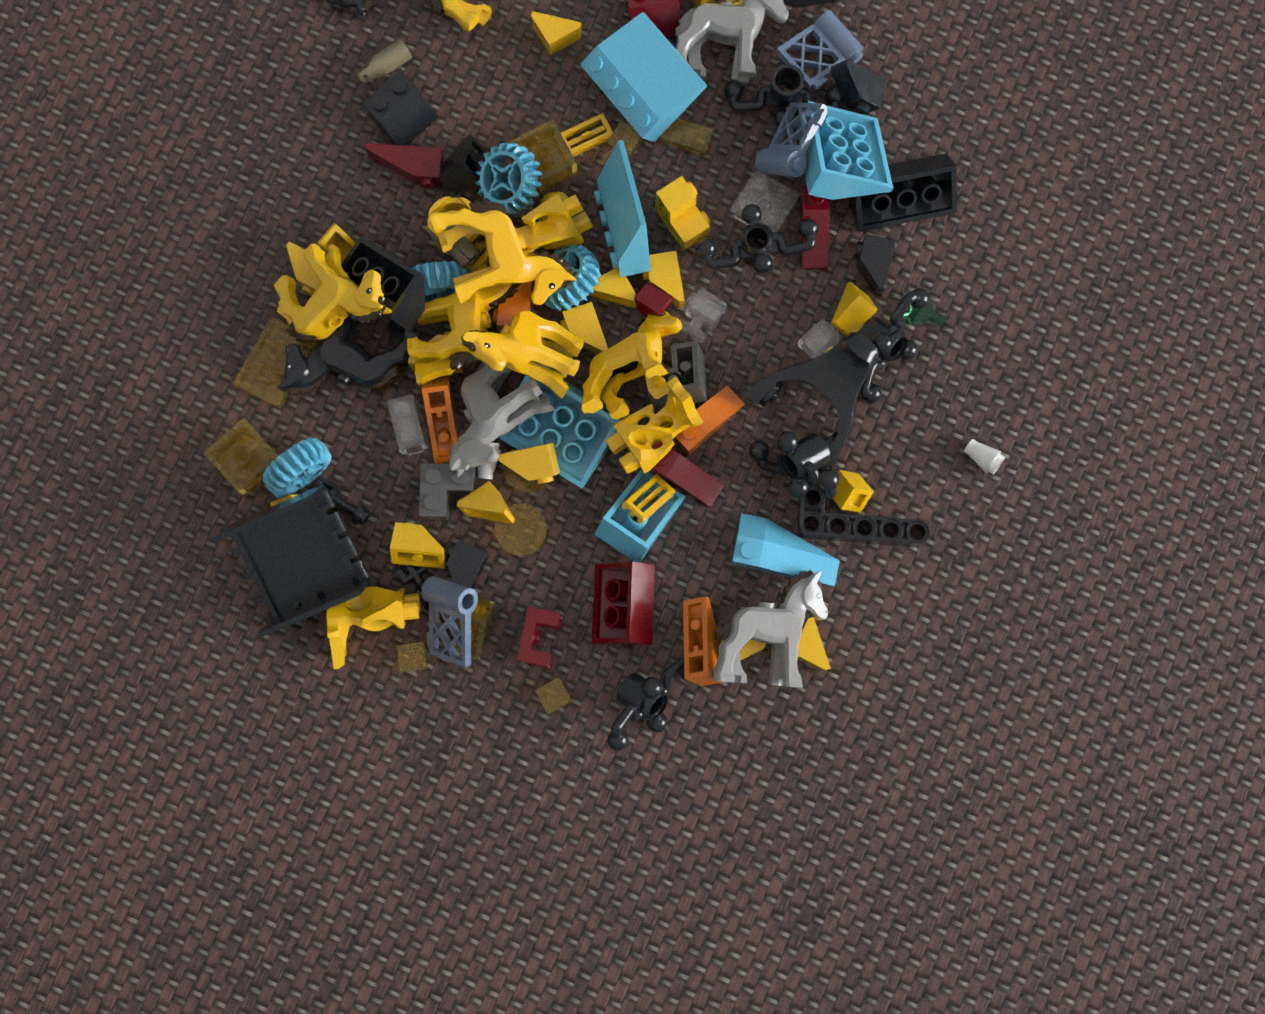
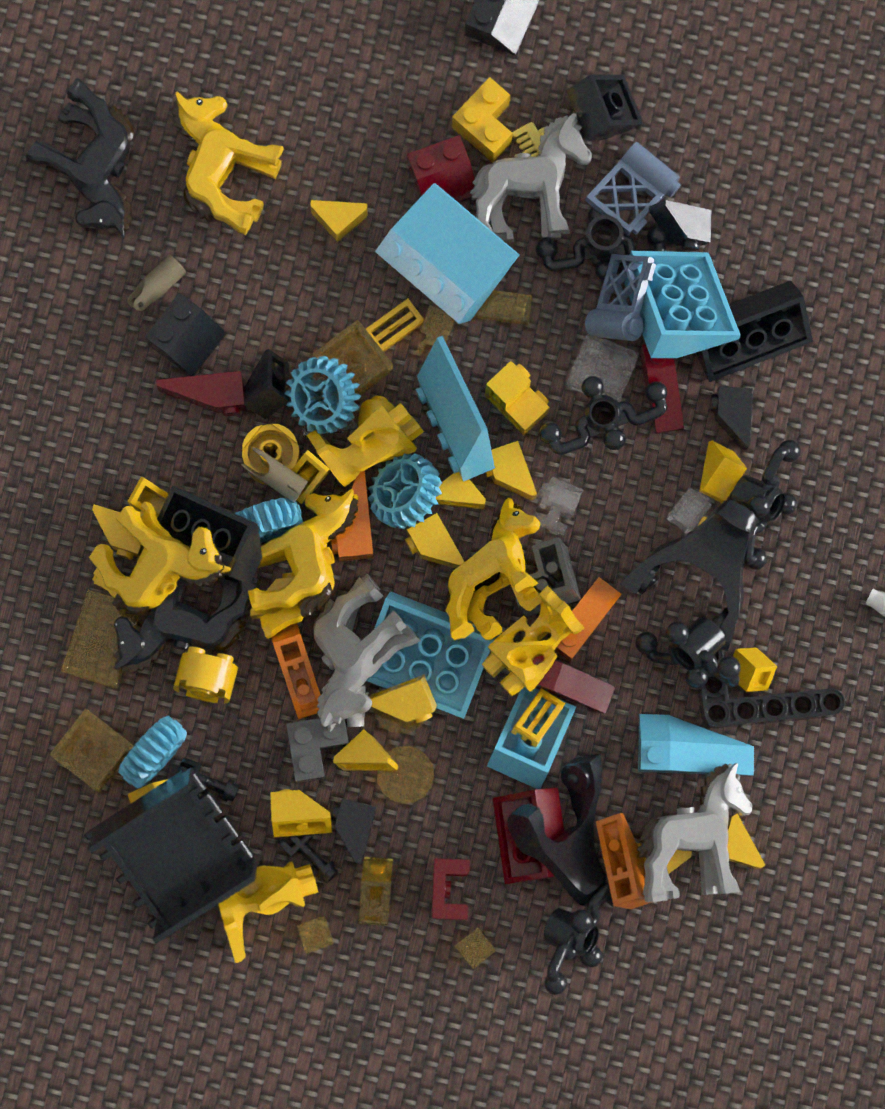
camera: 15 degrees left, 0 degrees up
(358, 409) = (206, 675): none -> yellow brick
(407, 425) = (262, 683): clear brick -> none
(452, 602) = (350, 868): sand blue piece -> none
(504, 252) = (337, 481): yellow animal -> none
(527, 348) = (375, 585): yellow animal -> none
(652, 300) = (502, 499): dark red slope -> none
(658, 625) = (573, 853): none -> black animal
(921, 316) = (803, 460): clear green rock -> none

